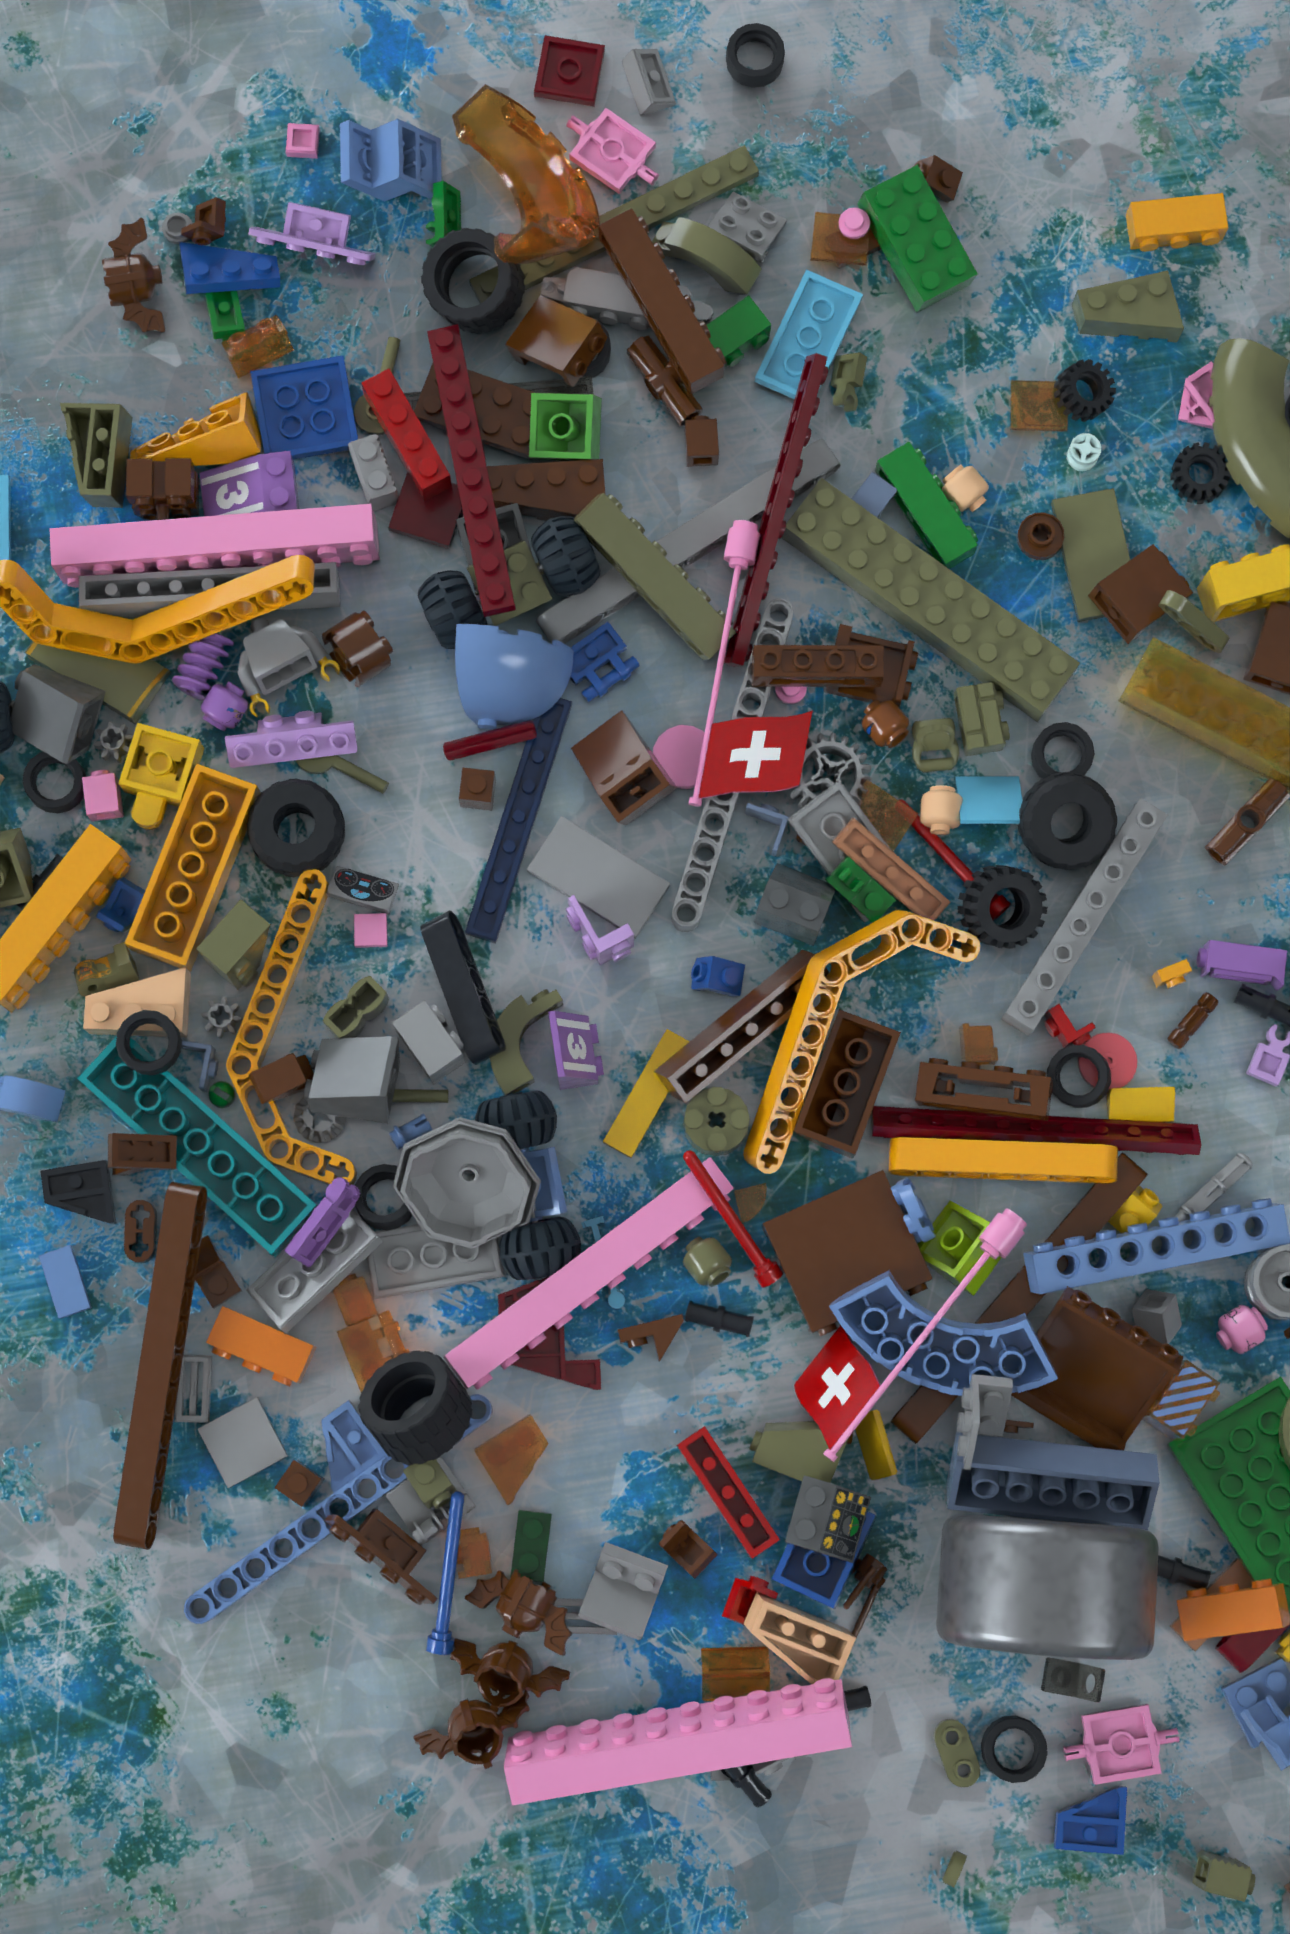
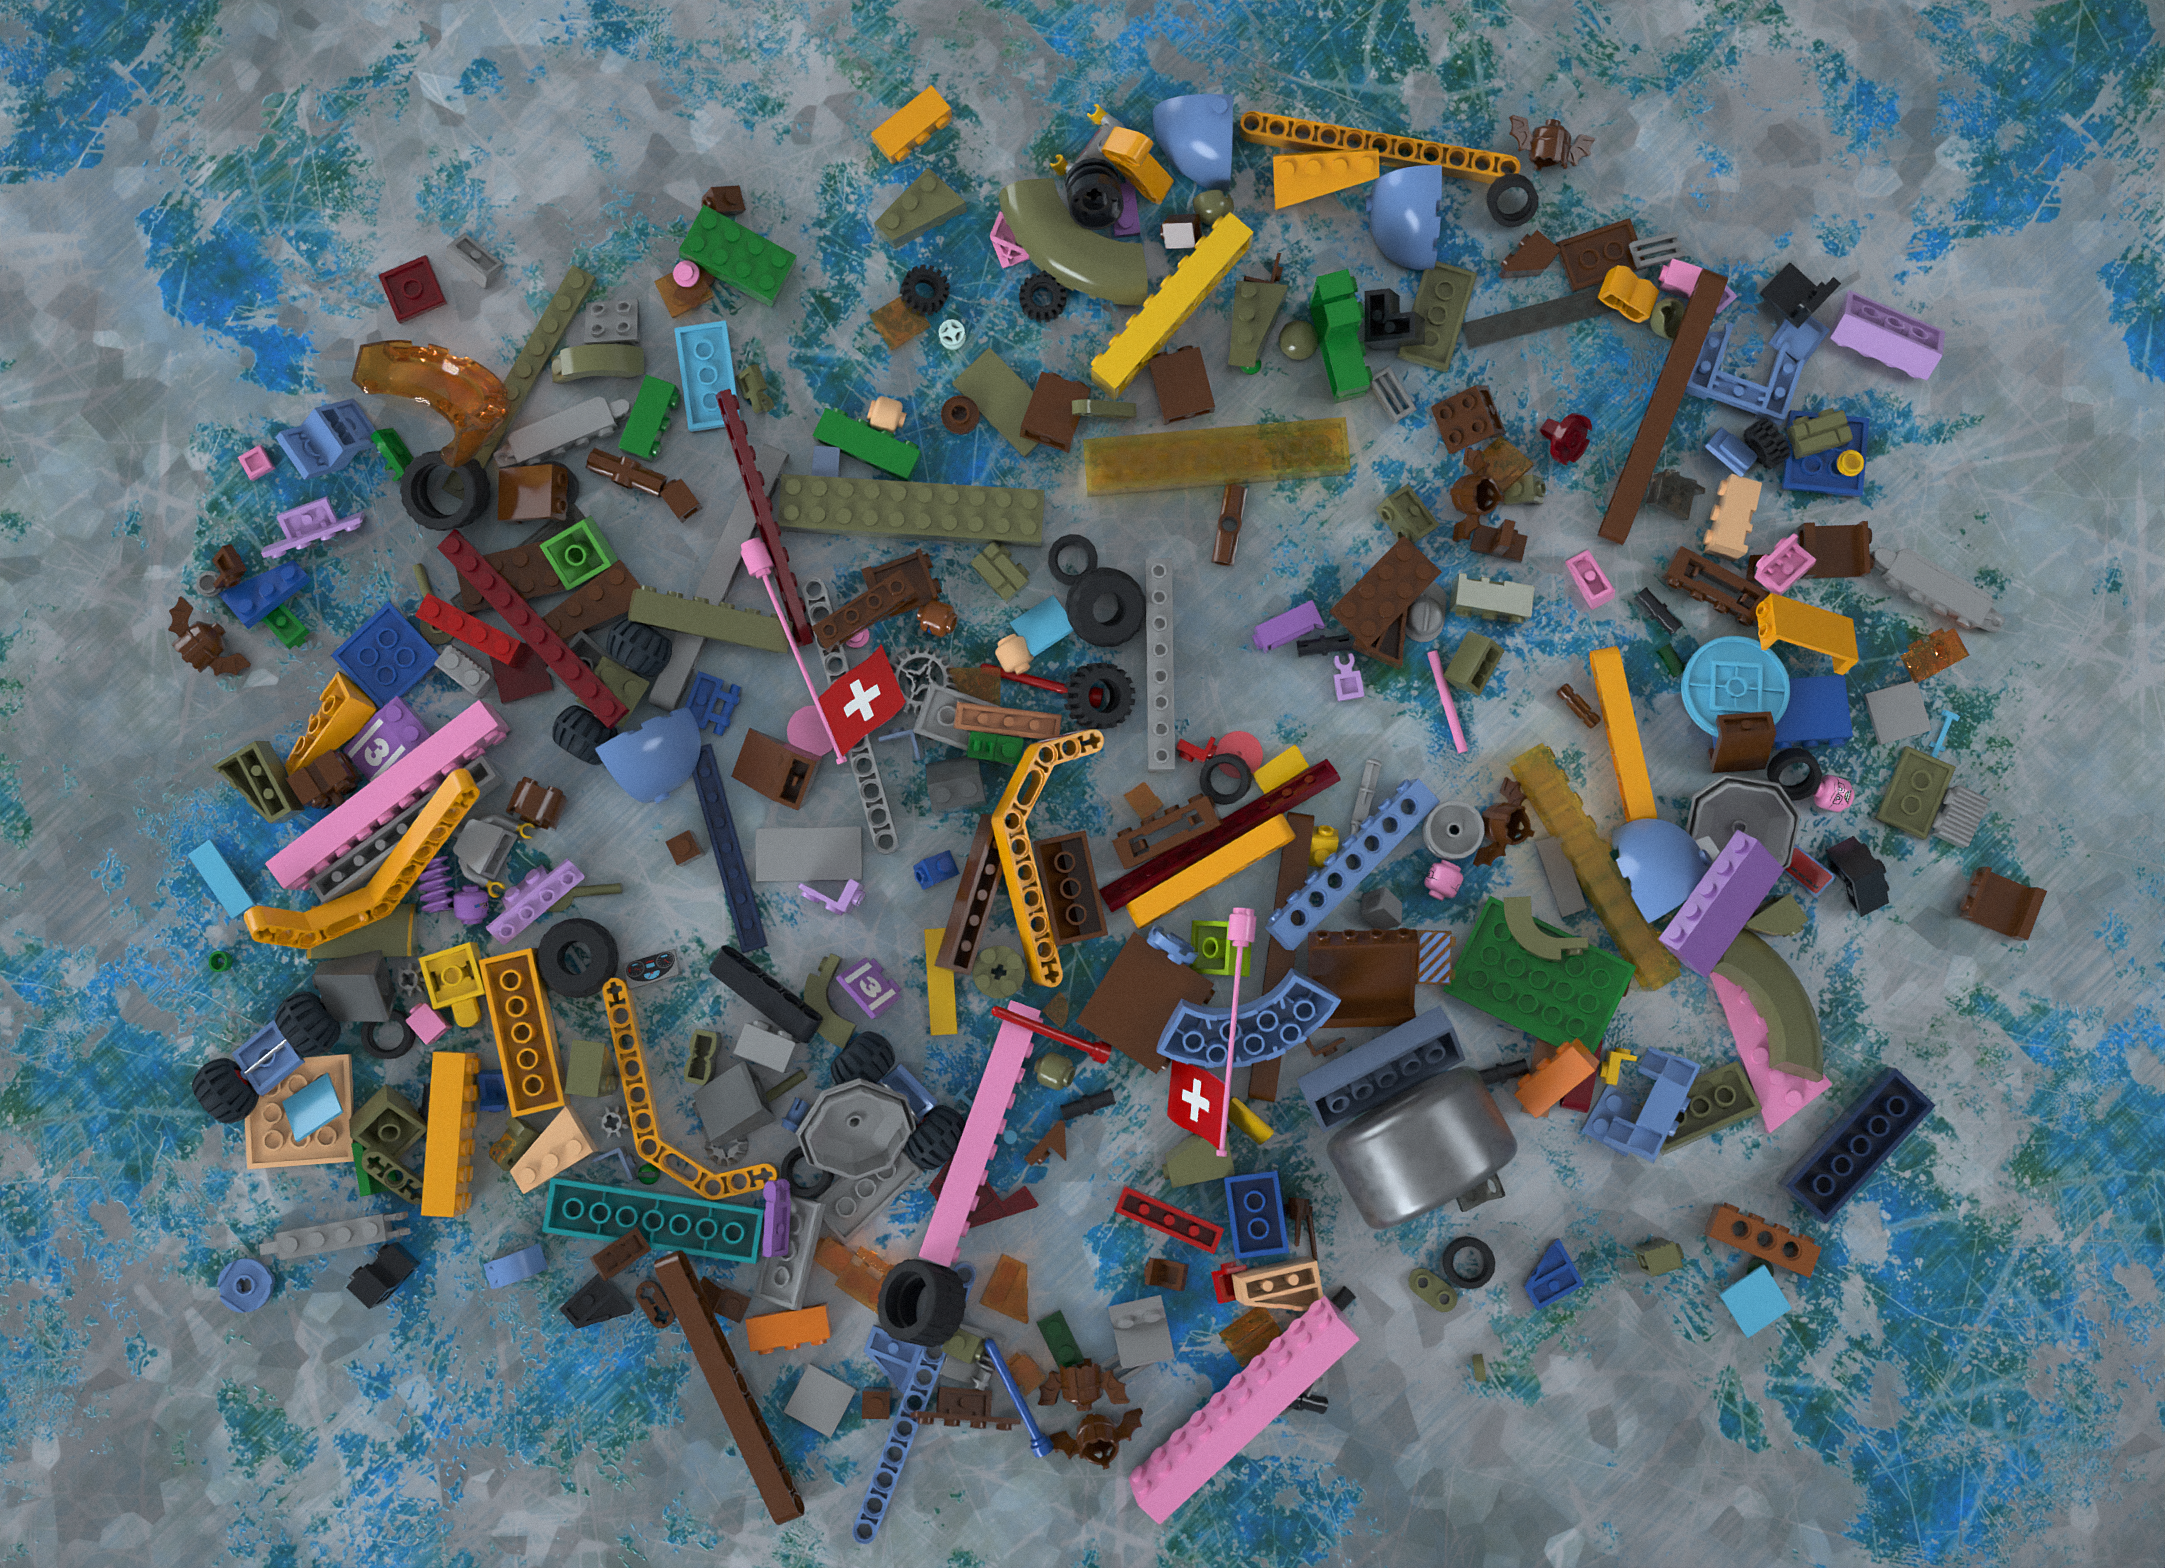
camera: 25 degrees left, 5 degrees up
(65, 1282) = (627, 1372): medium blue tile -> none
(127, 1029) = (554, 1177): black tyre -> none
(206, 1390) = (773, 1383): light grey tile -> none
(257, 346) = (323, 634): clear orange bracket -> none
(281, 1078) = (682, 1138): reddish brown slope -> none
(370, 930) = (676, 994): bright pink tile -> none
(473, 1730) = (1101, 1489): reddish brown helmet -> none
(489, 740) = (671, 808): dark red axle -> none
(612, 150) = (481, 329): bright pink plate -> none
(661, 300) = (587, 419): reddish brown brick -> none
(751, 33) = (524, 179): black tyre -> none
(828, 1519) = (1247, 1196): dark grey slope -> none
(931, 736) = (978, 603): olive piece -> none
(985, 1412) = (1307, 1054): light grey bracket -> none
(1121, 1744) = (1537, 1212): bright pink plate -> none
(1172, 975) = (1245, 666): light orange plate -> none
(1193, 1020) = (1279, 688): reddish brown axle -> none

